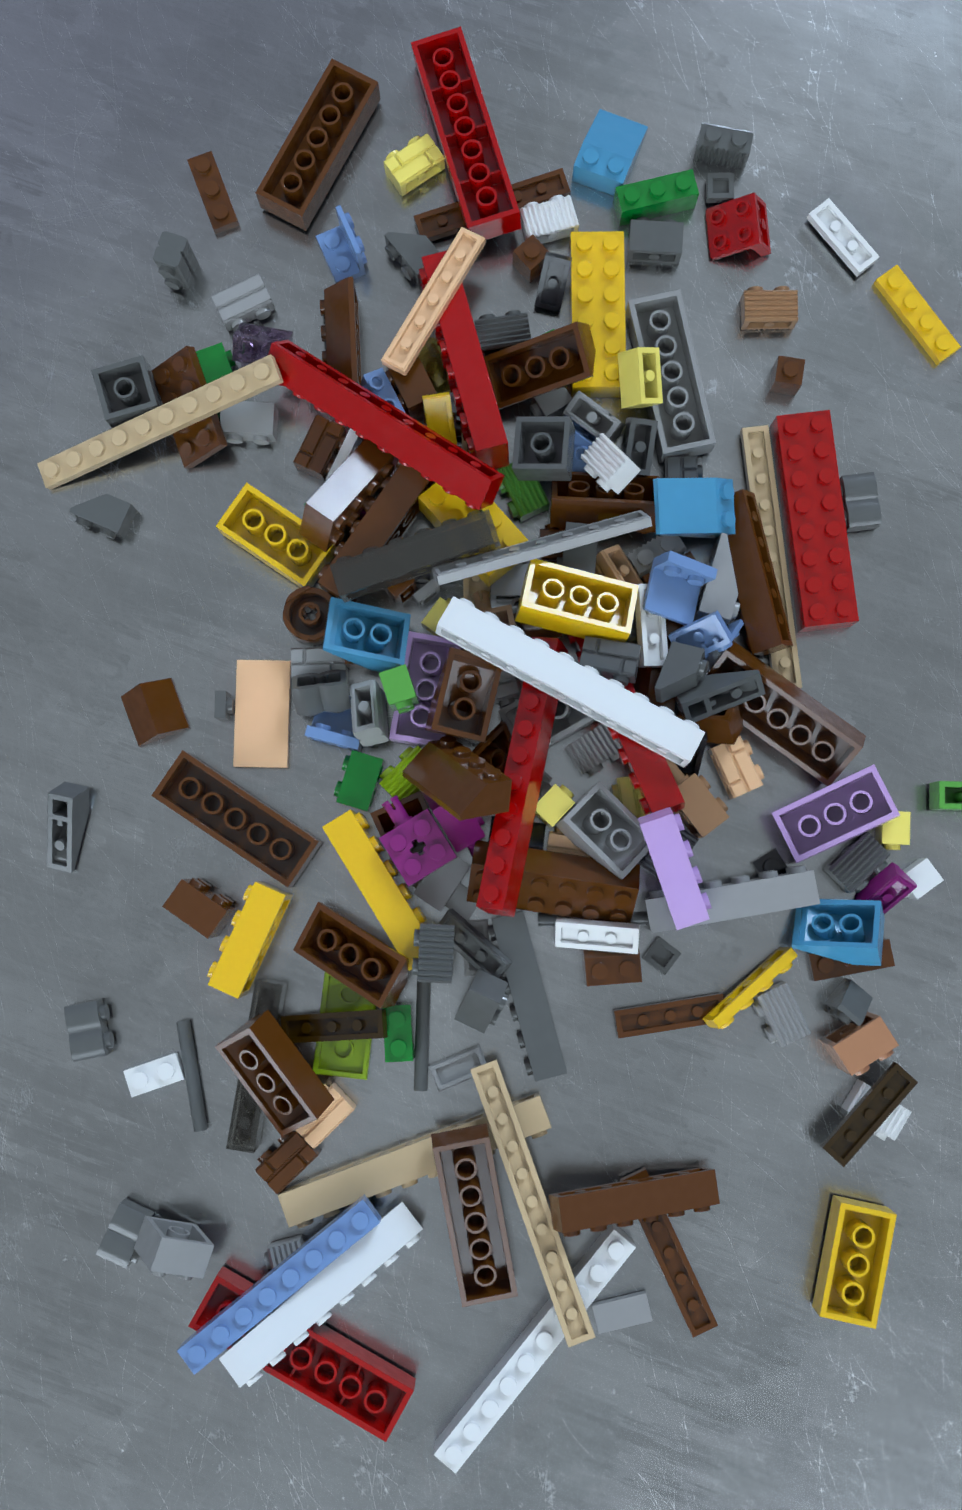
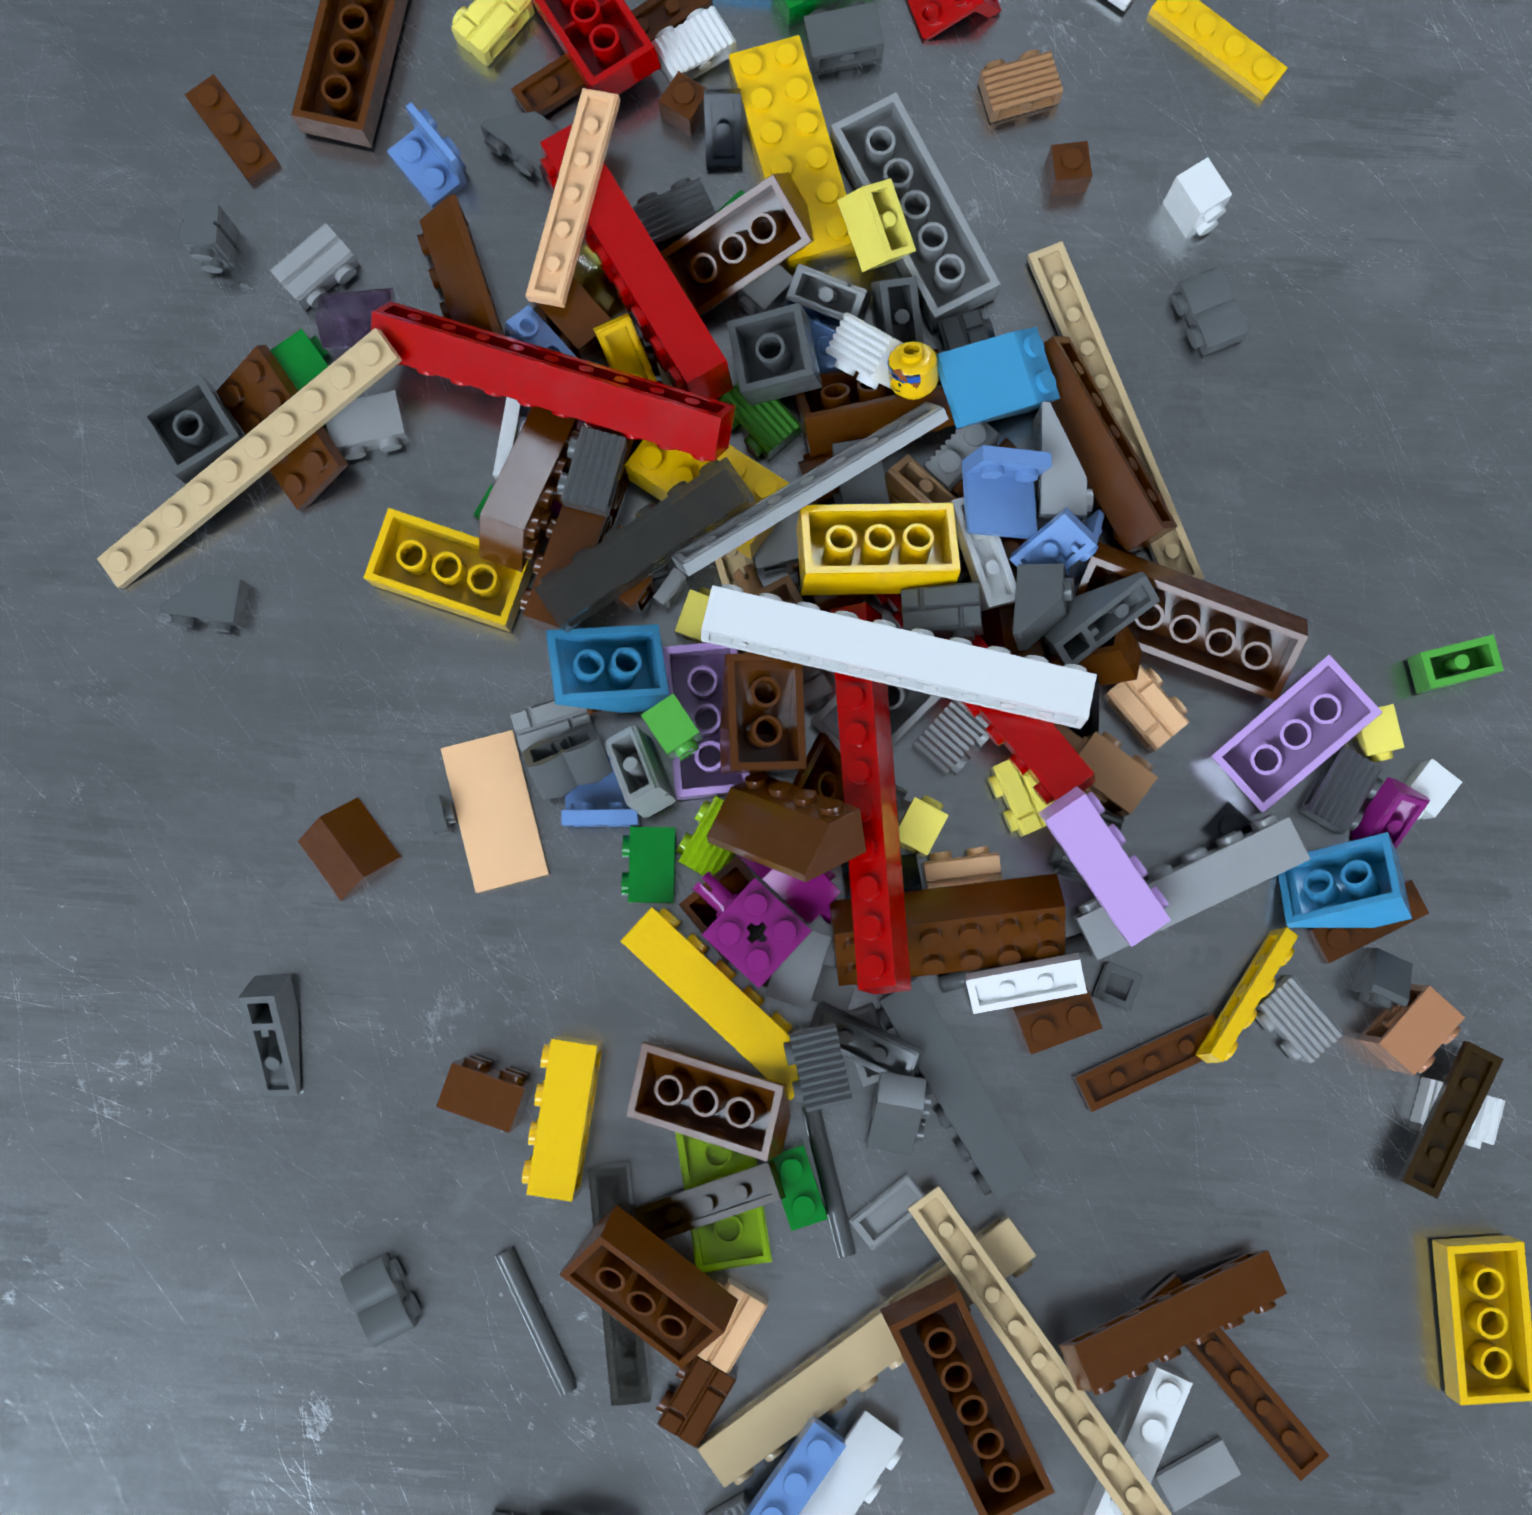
camera: 15 degrees left, 0 degrees up
(154, 1074) = (485, 1334): white plate -> none
(237, 819) = (501, 961): reddish brown brick -> none
(296, 616) = (503, 665): reddish brown brick -> none
(320, 447) = (473, 433): reddish brown brick -> none
(394, 495) = (593, 471): none -> dark grey brick
(605, 830) = (998, 841): light grey slope -> none
(636, 485) = (913, 370): none -> yellow head
(814, 521) = (1158, 352): red brick -> none
(871, 421) = (1197, 199): none -> white brick

